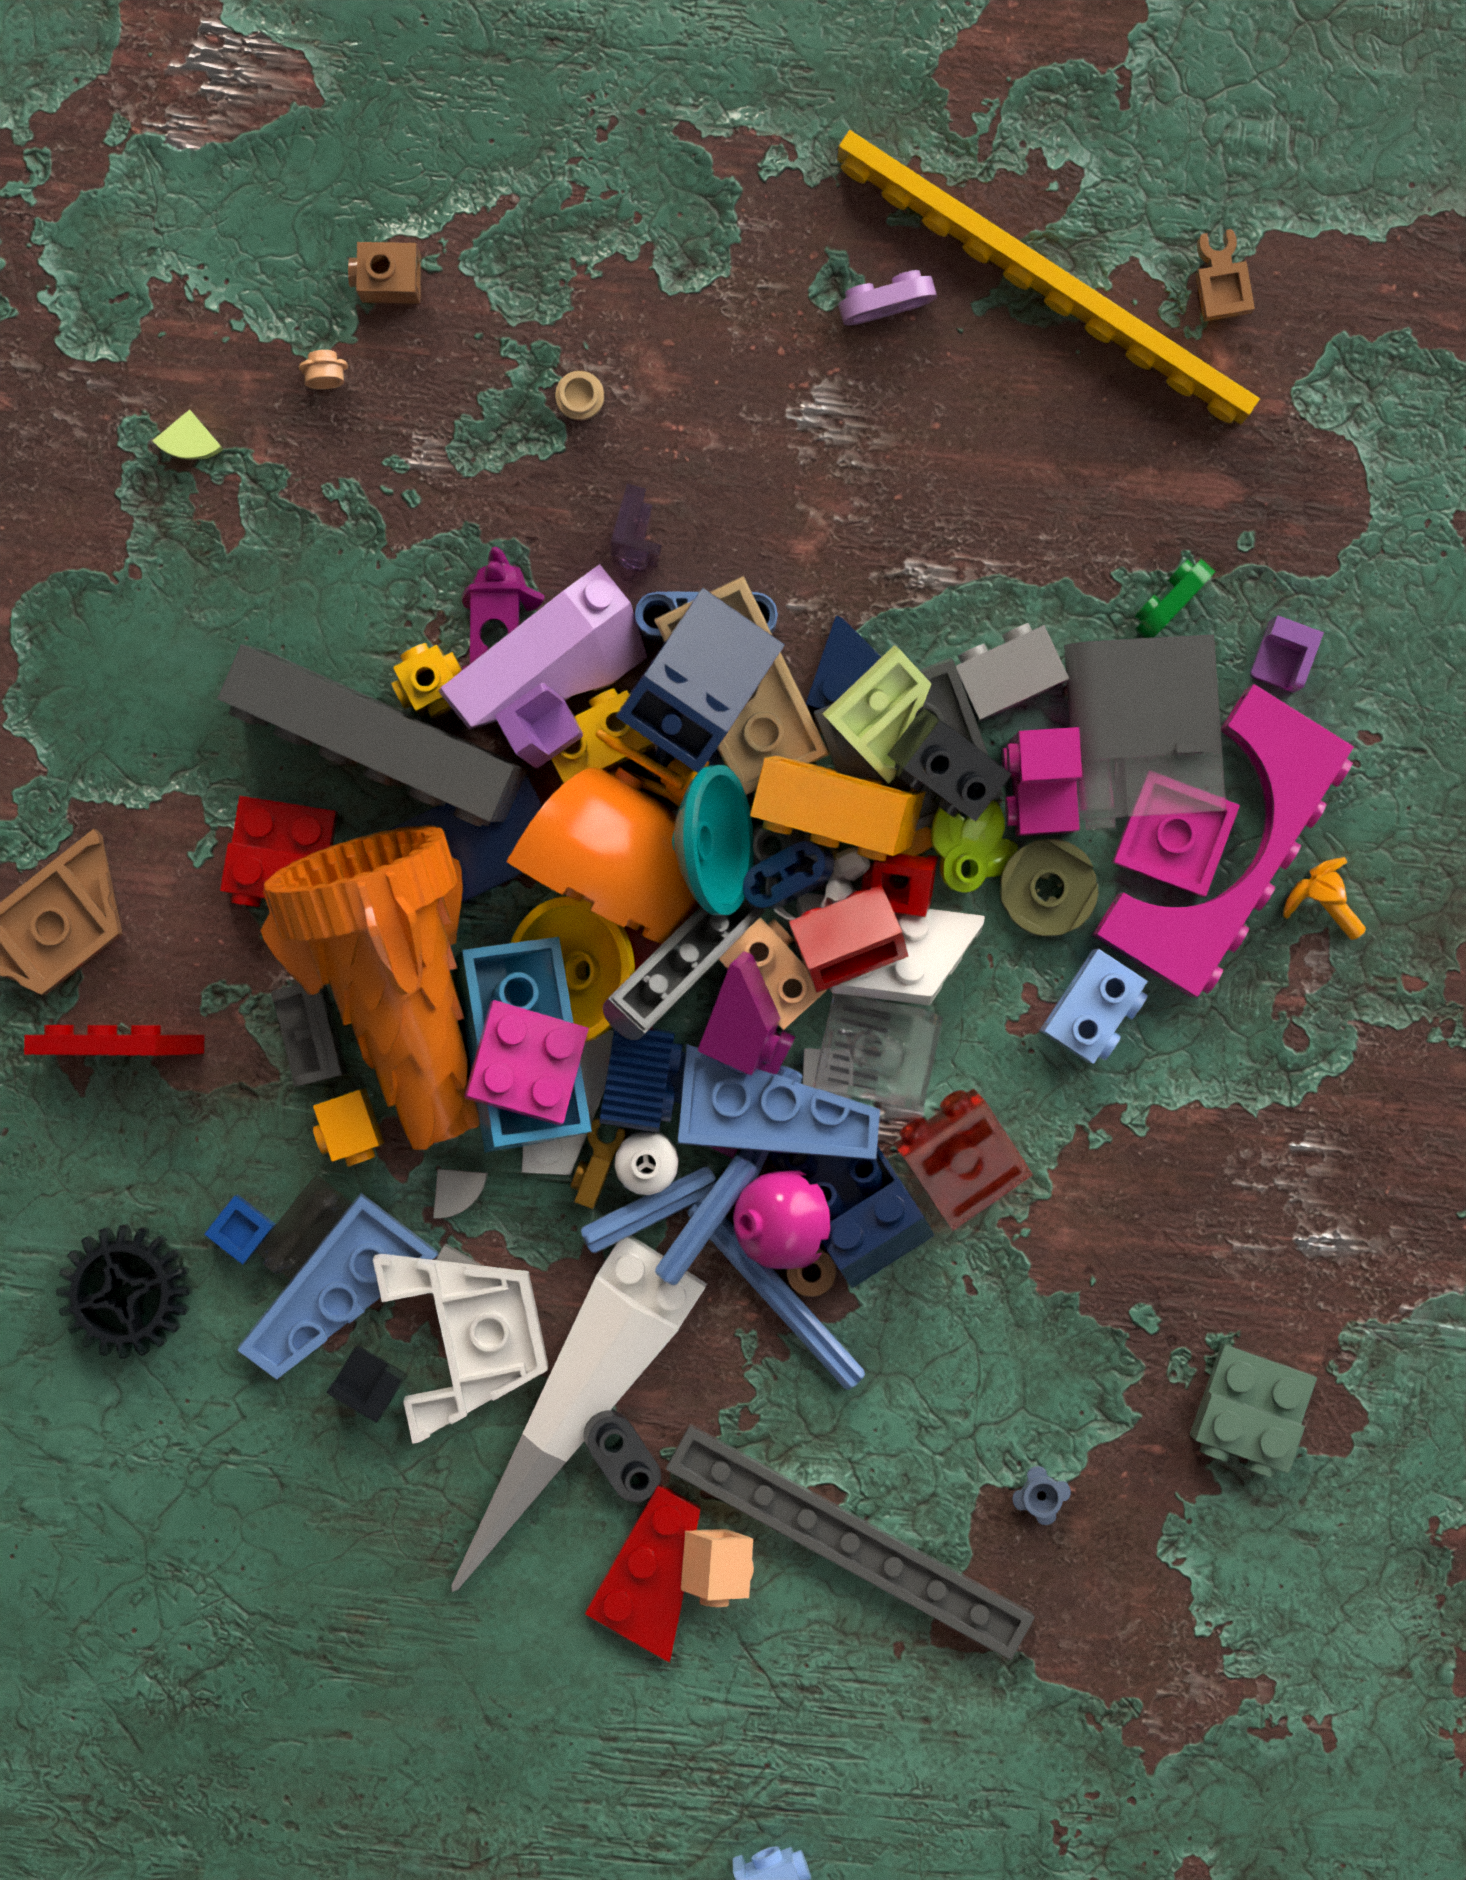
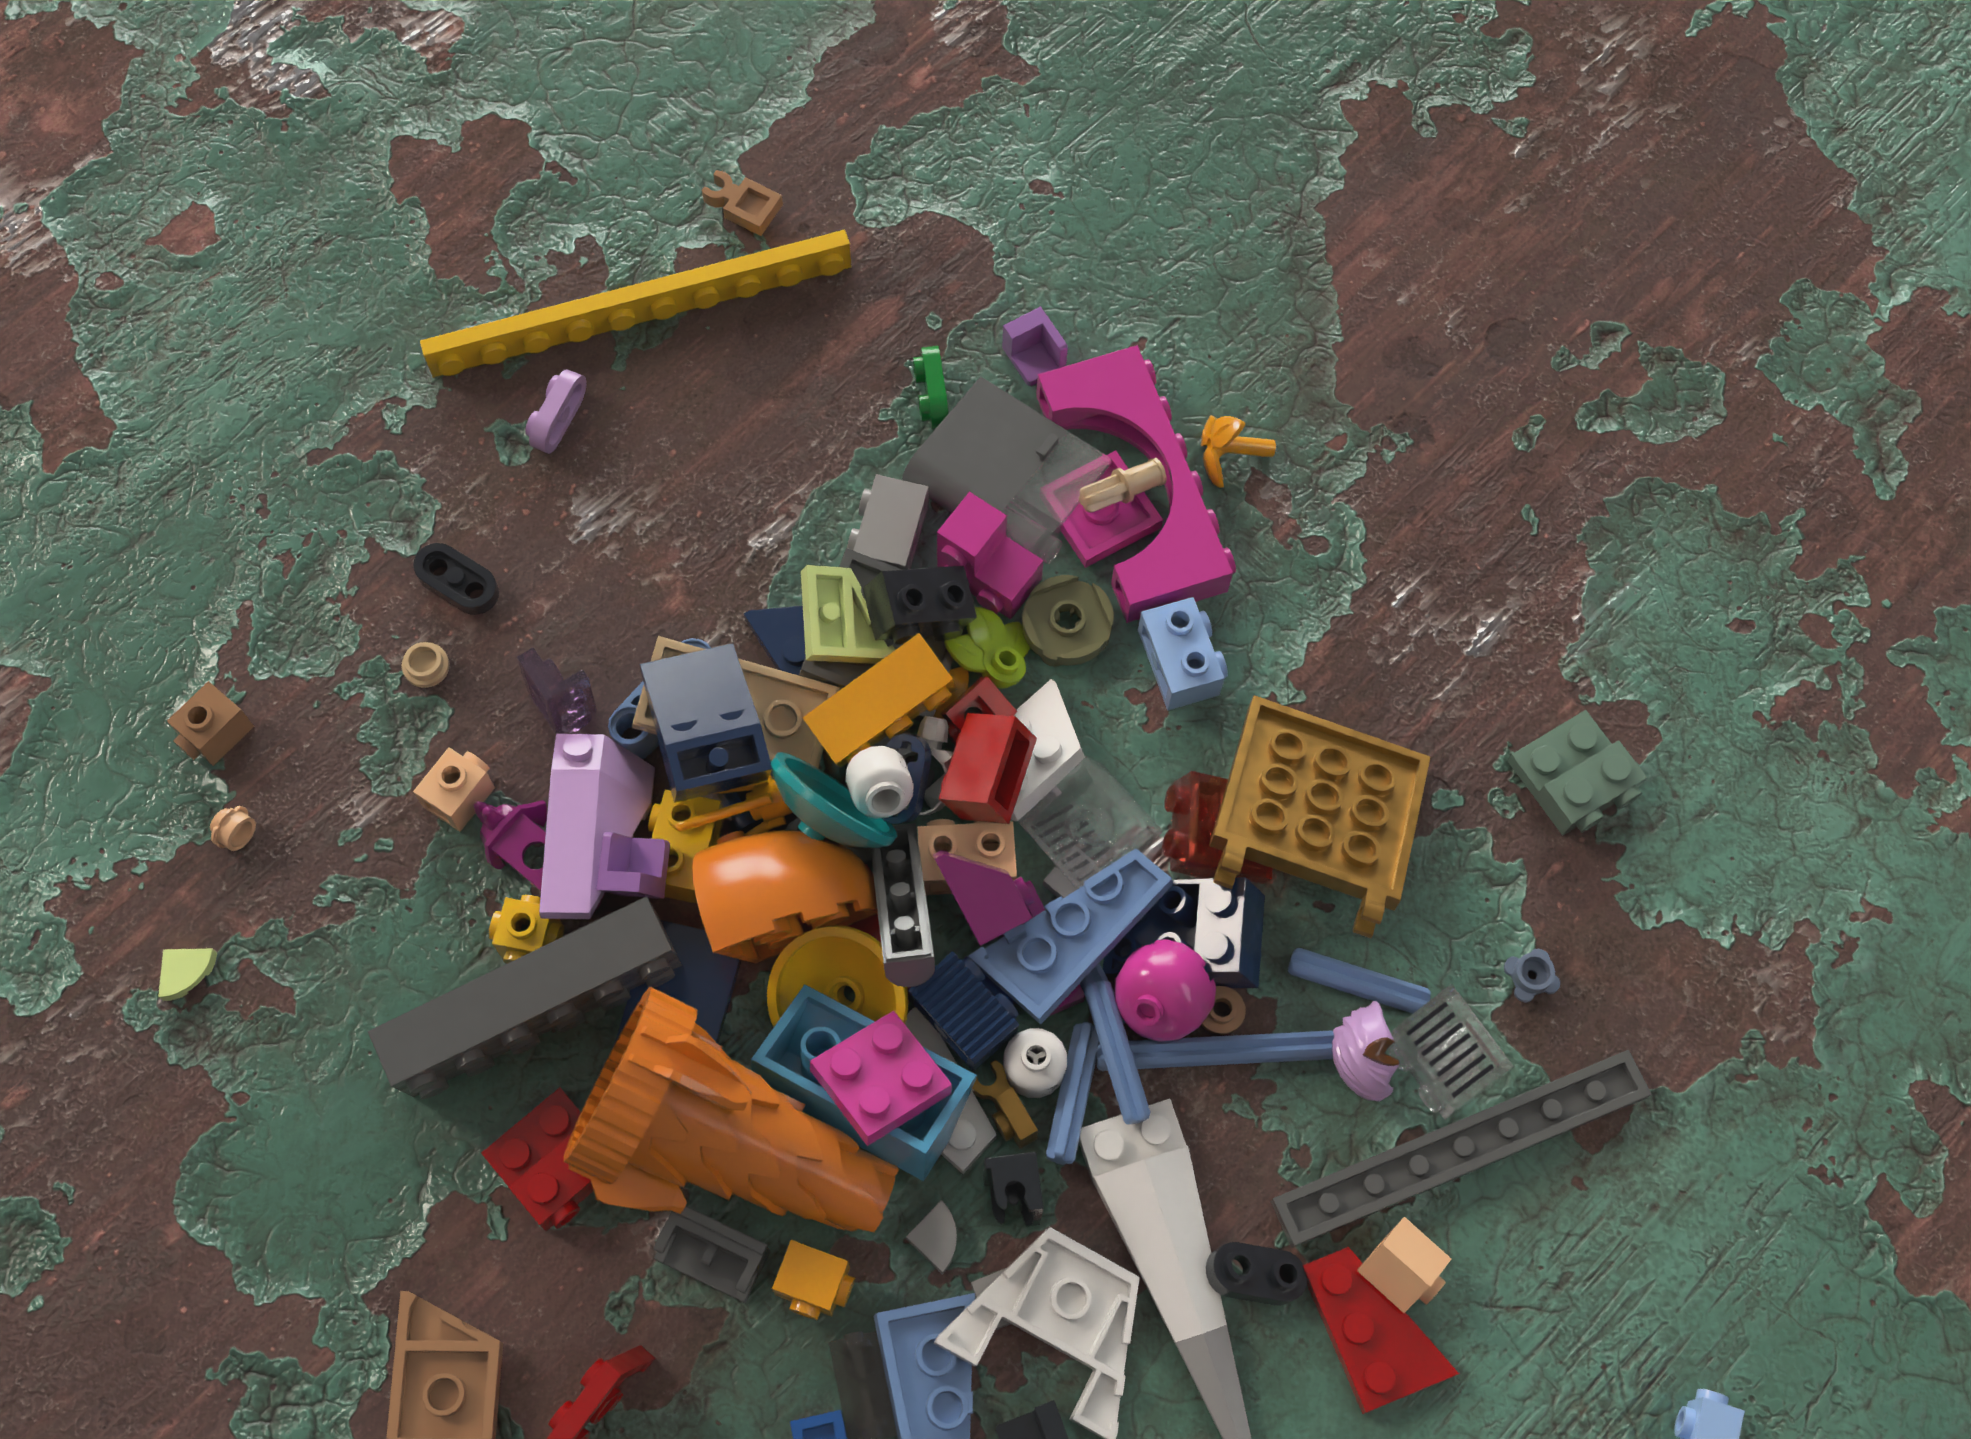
camera: 50 degrees left, 20 degrees down
(497, 517) = (454, 787): none -> light nougat brick
(539, 1220) = (1014, 1180): none -> black hinge
(671, 354) = (458, 581): none -> black plate
(759, 866) = (879, 782): none -> white head
(860, 1410) = (1360, 1053): none -> lavender hair
(910, 1479) = (1448, 1053): none -> clear slope
(924, 1362) = (1358, 981): none -> medium blue axle
(1042, 1228) = (1321, 807): none -> pearl gold plate
(1204, 841) = (1122, 485): none -> tan axle

